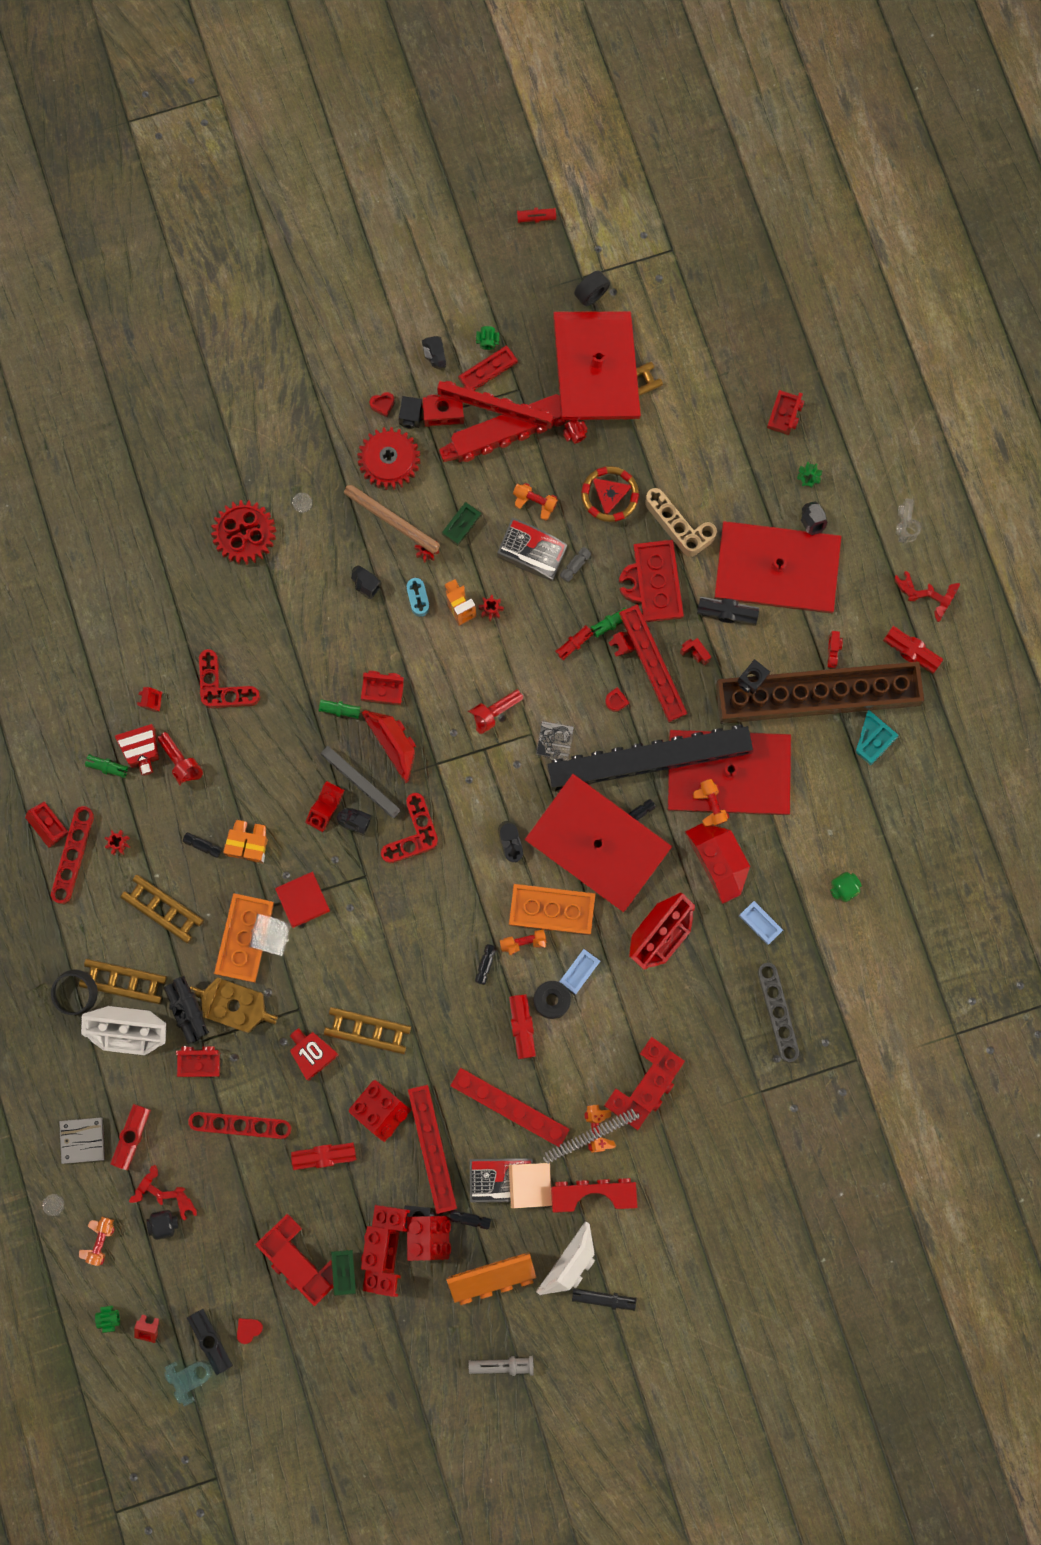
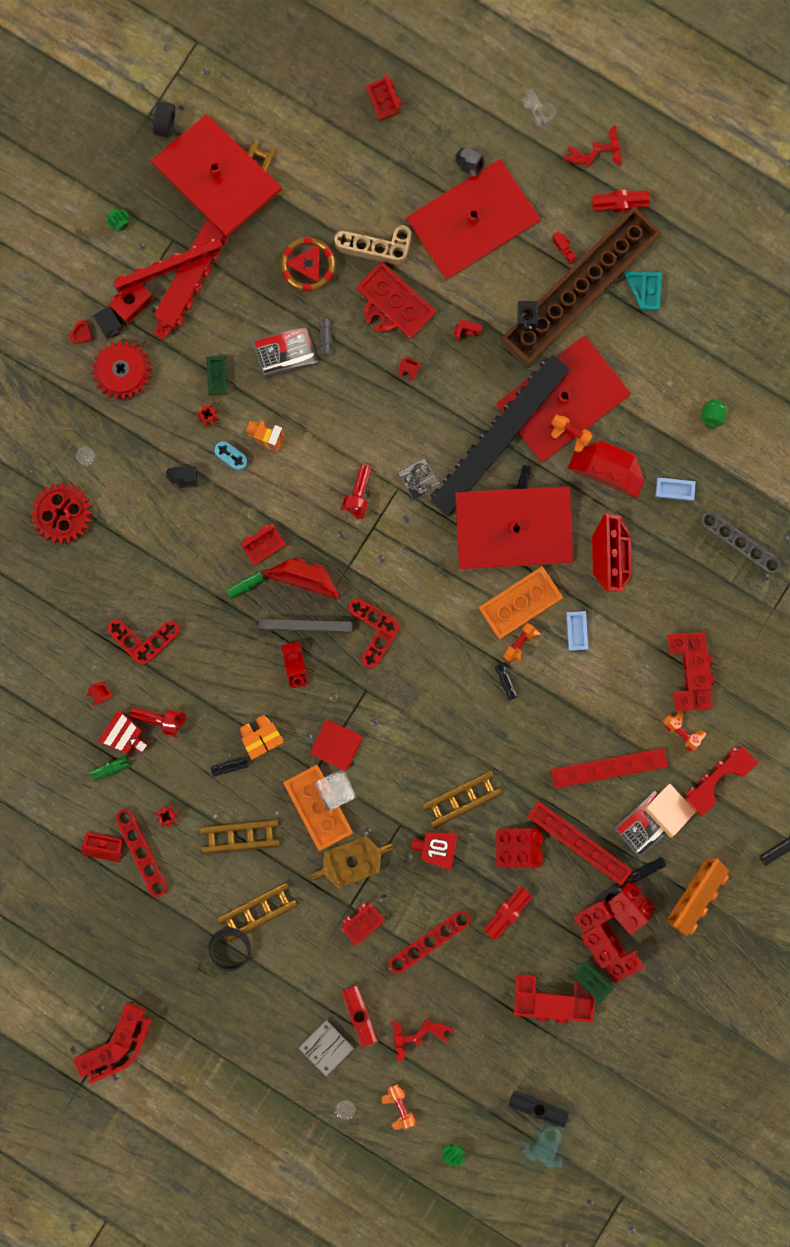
camera: 40 degrees left, 5 degrees up
(124, 1030) = (289, 944): white wedge -> none
(146, 1331) = (487, 1140): red tile -> none
(162, 1224) = (435, 1057): black head -> none
(186, 1010) = (322, 893): black pin -> none
(248, 1329) = (557, 1077): red tile -> none
(354, 820) = (324, 657): black rock -> none
(392, 519) = (163, 413): medium nougat axle -> none
(434, 351) = (87, 262): black rock -> none
(488, 368) = (137, 243): red tile -> none
(490, 613) = (295, 424): red gear -> none
(512, 851) = (457, 584): black piece -> none
(516, 1366) = (736, 968): light grey pin -> none
(522, 216) = (65, 105): red pin -> none
(522, 1026) = (570, 704): red piece -> none
(525, 493) = (244, 315): orange piece -> none
(560, 991) = (585, 667): black tyre -> none
(570, 1264) = (743, 841): white wedge -> none
(574, 642) = (373, 396): red pin -> none
(575, 431) = (242, 238): red gear -> none
(589, 1137) = (685, 738): light grey piece -> none
(608, 623) = (387, 359): green pin -> none
(616, 700) = (438, 413): red tile -> none
(653, 663) = (443, 364): red tile -> none
(728, 610) = (464, 281): black piece -> none
(812, 470) = (440, 131): green gear -> none

